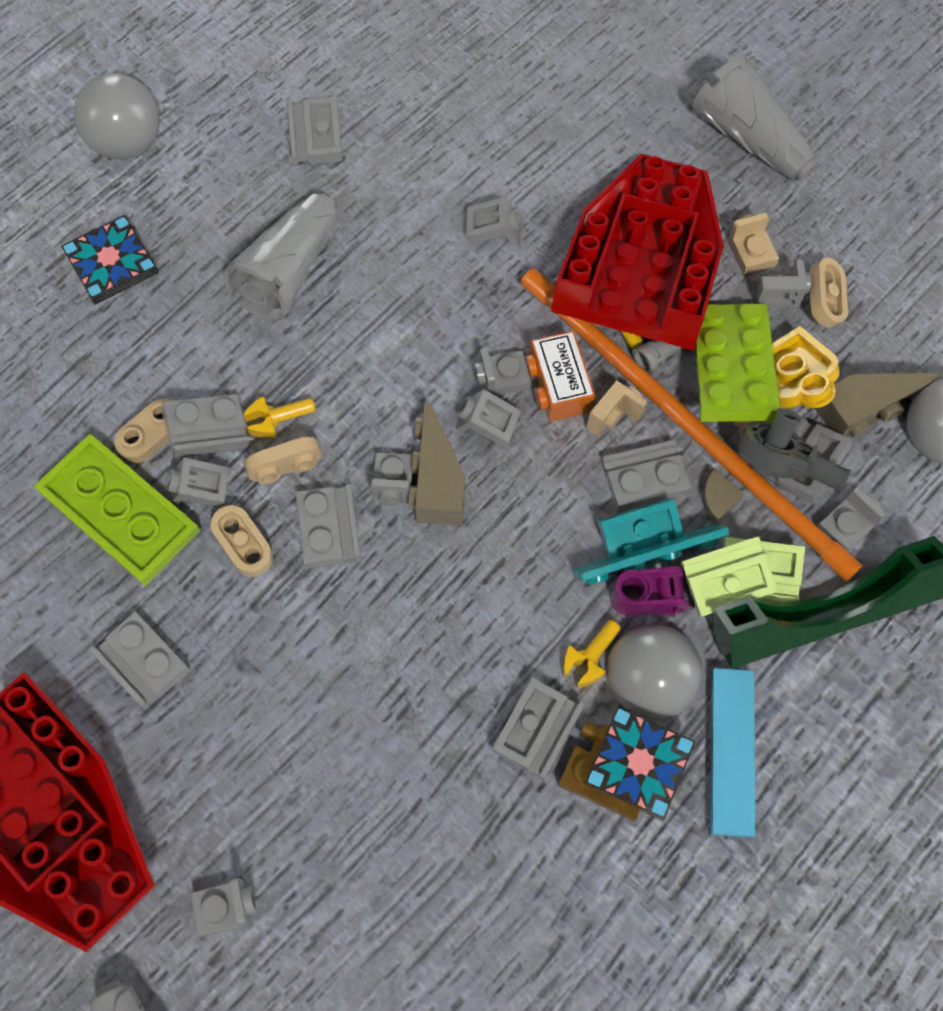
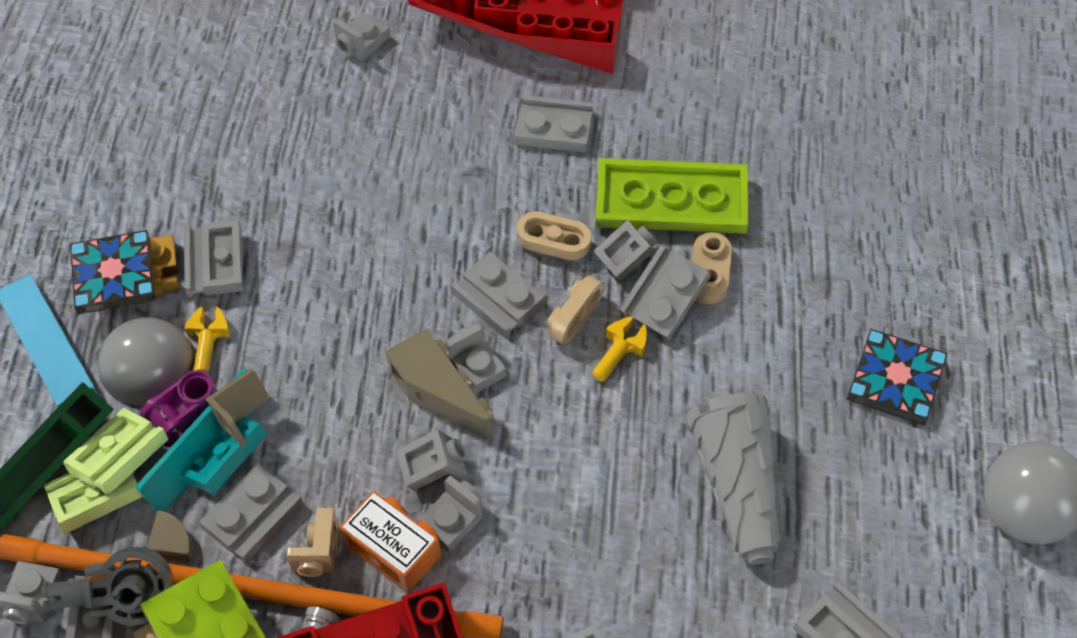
camera: 145 degrees right, 10 degrees down
(611, 553) = (236, 402): none -> dark tan bracket

